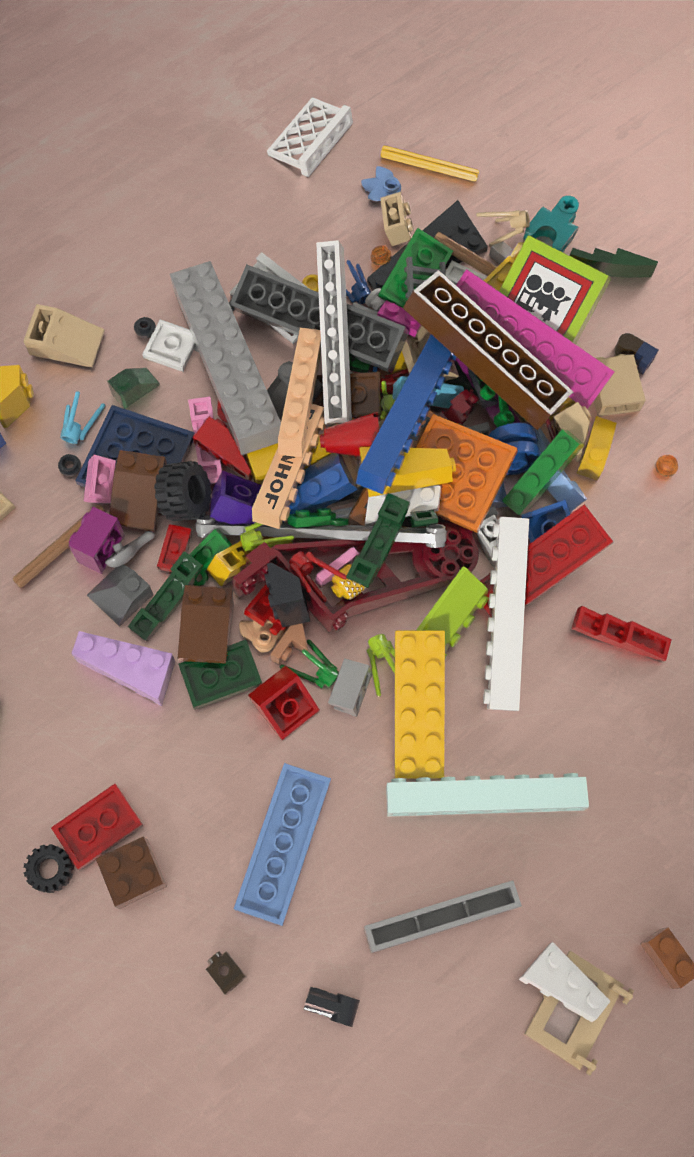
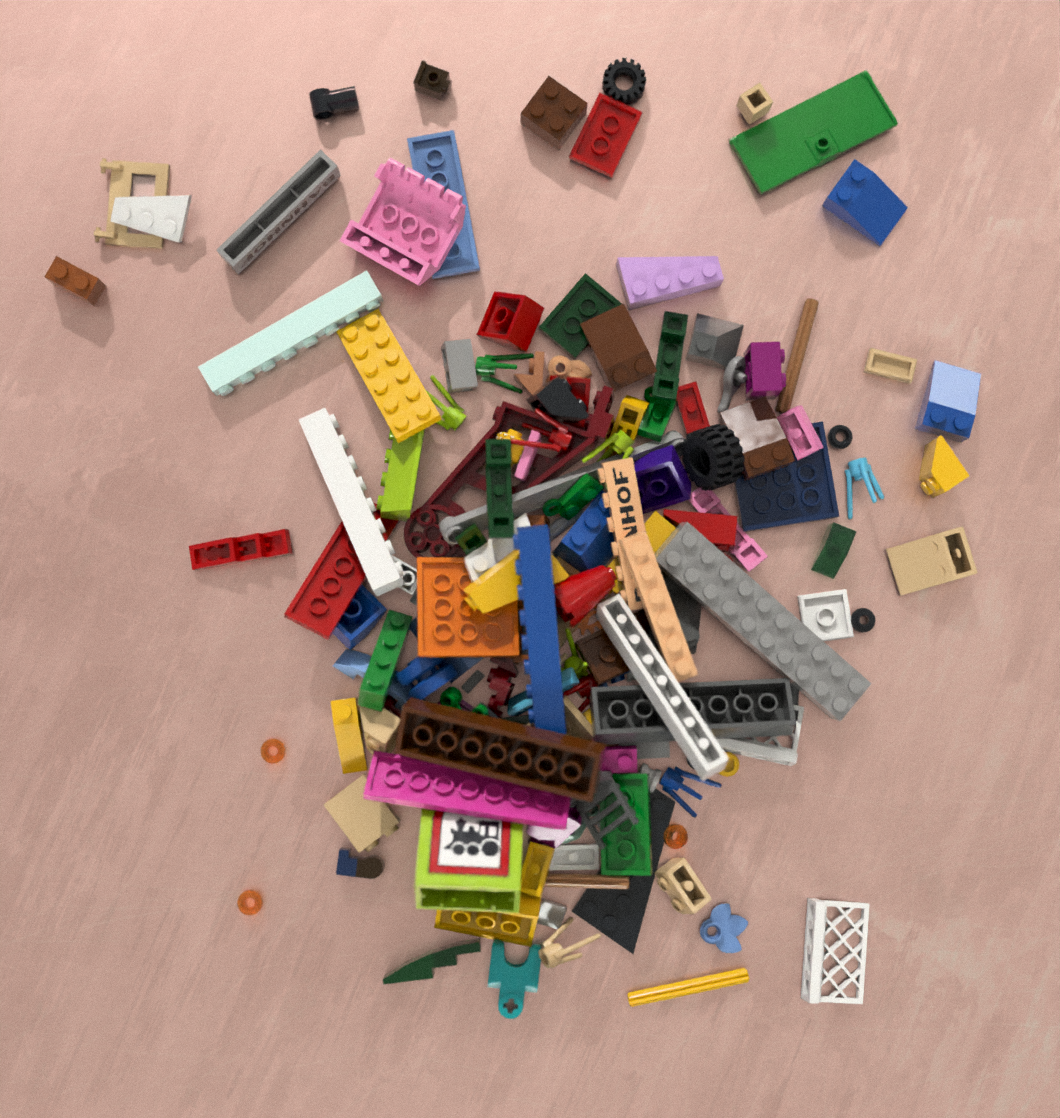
camera: 150 degrees right, 15 degrees up
(331, 833) = (407, 223): none -> bright pink slope

